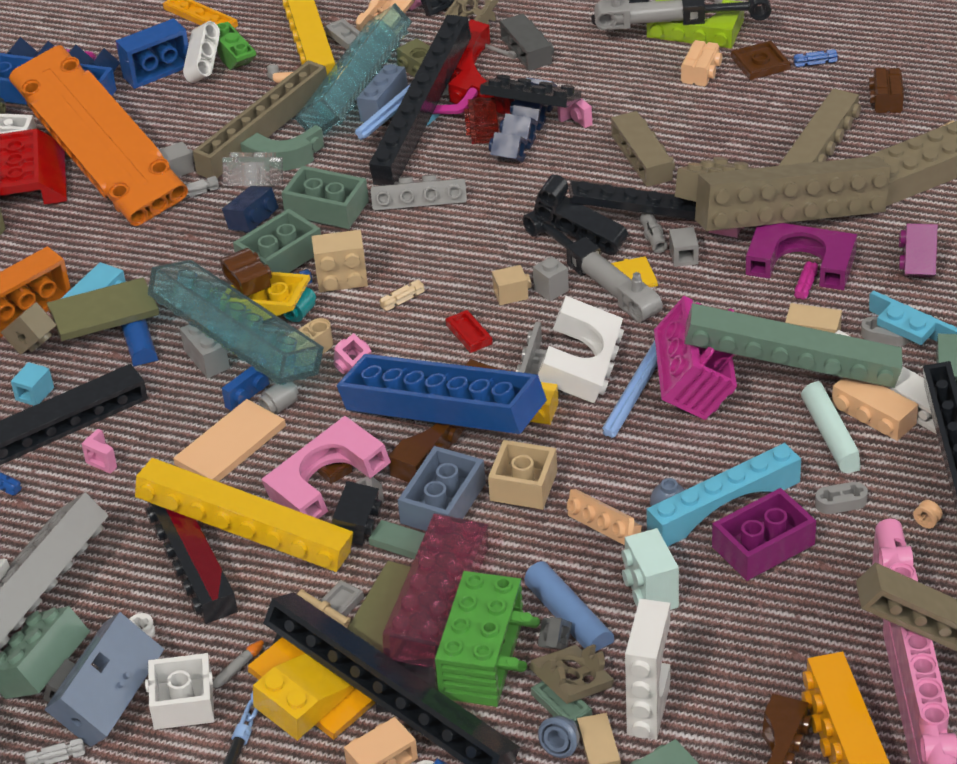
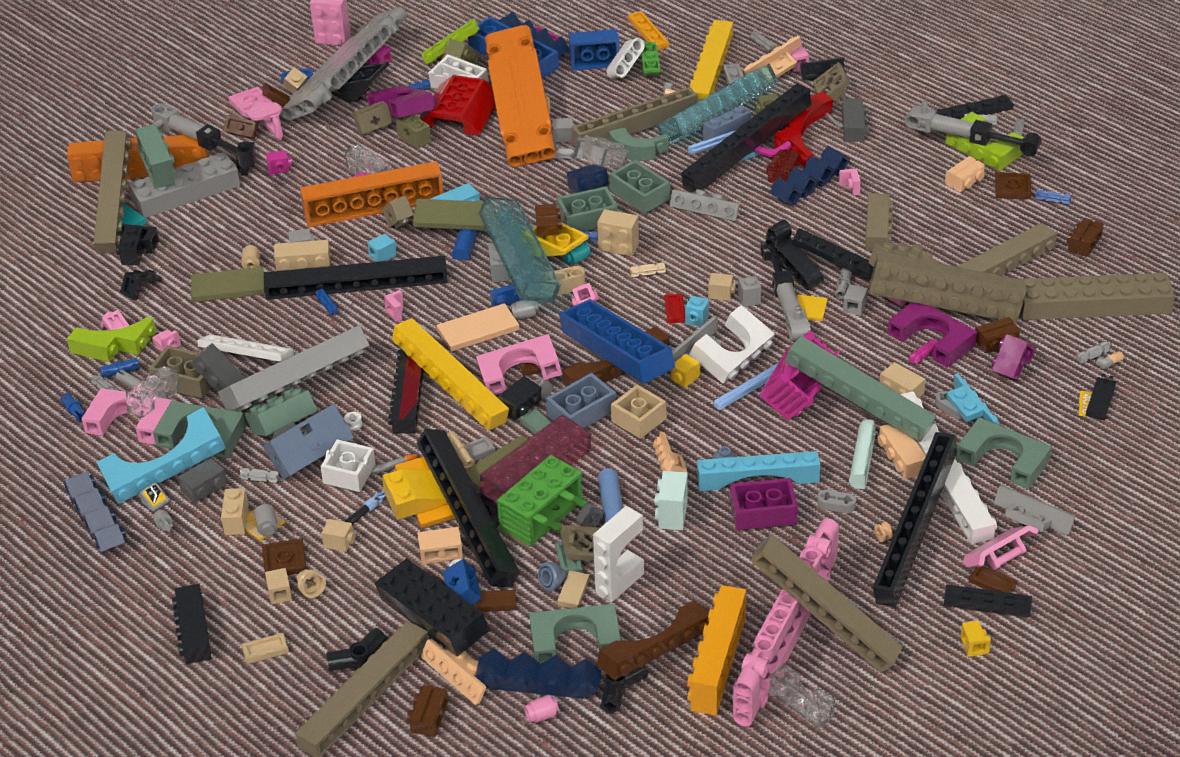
camera: 25 degrees right, 0 degrees up
(504, 319) = (697, 311): none -> medium azure brick
(531, 92) = (821, 156): black plate -> none
(878, 231) = (991, 334): none -> reddish brown brick

